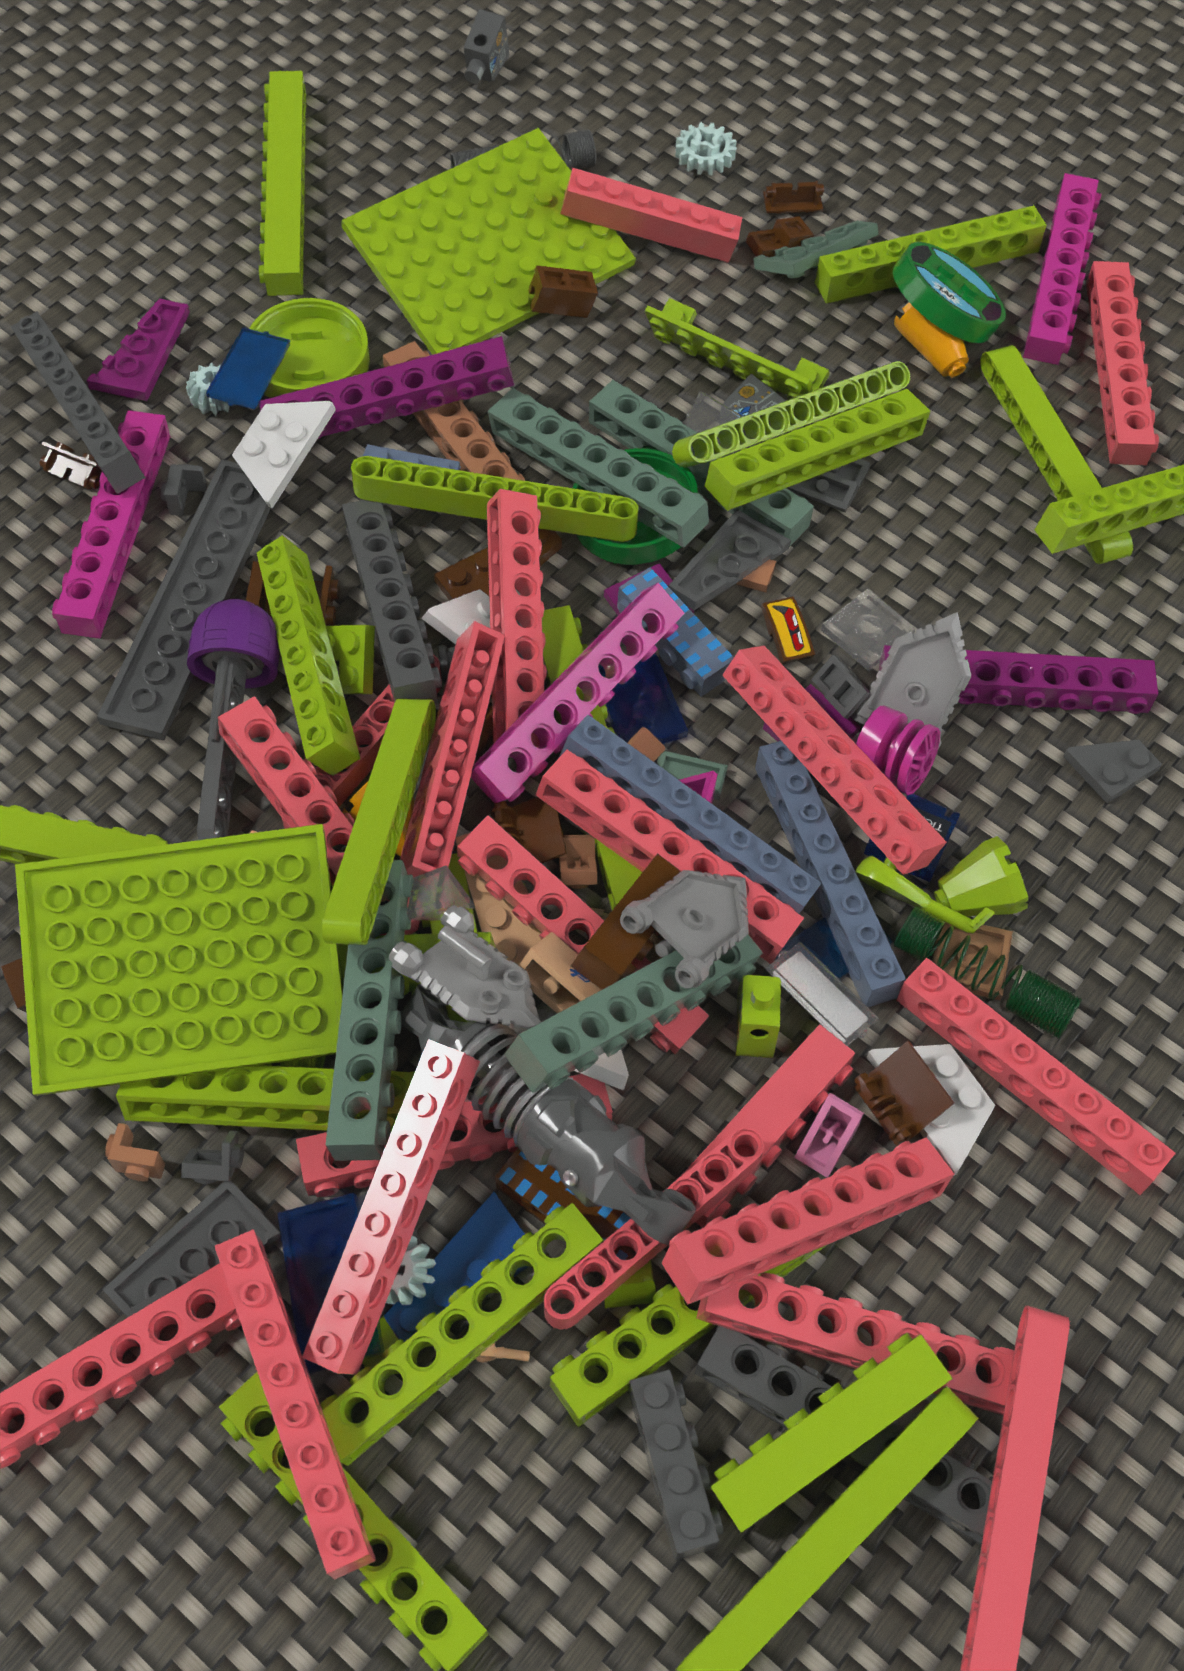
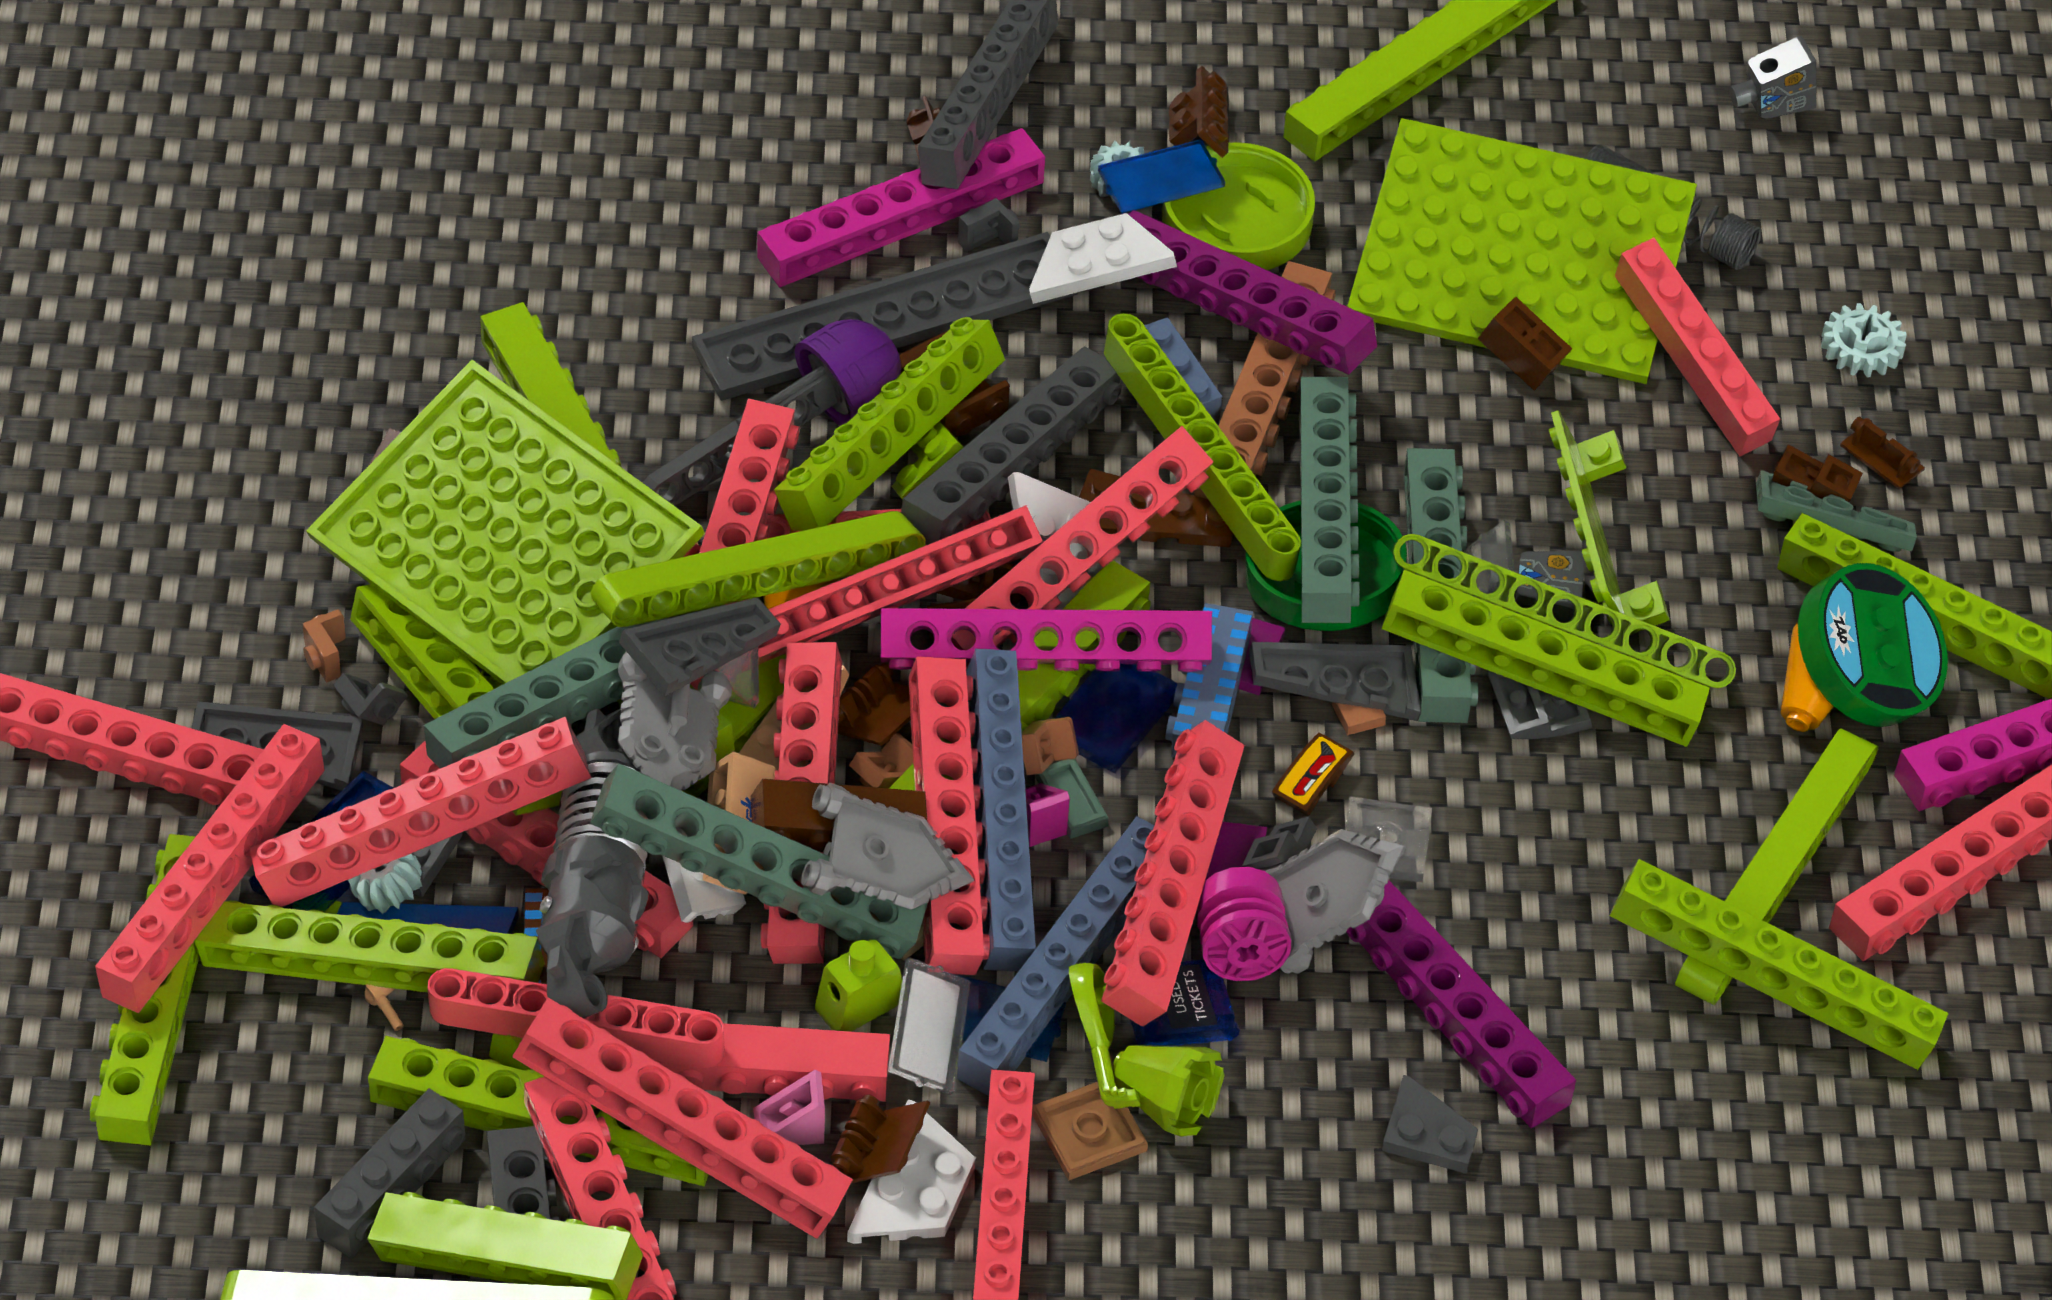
camera: 50 degrees right, 10 degrees down
(142, 354) = (1093, 101): magenta wing -> none
(217, 318) = (1201, 113): none -> reddish brown bracket
(427, 905) = (696, 643): none -> dark grey wing
(1035, 997) = (1075, 1179): dark green piece -> none

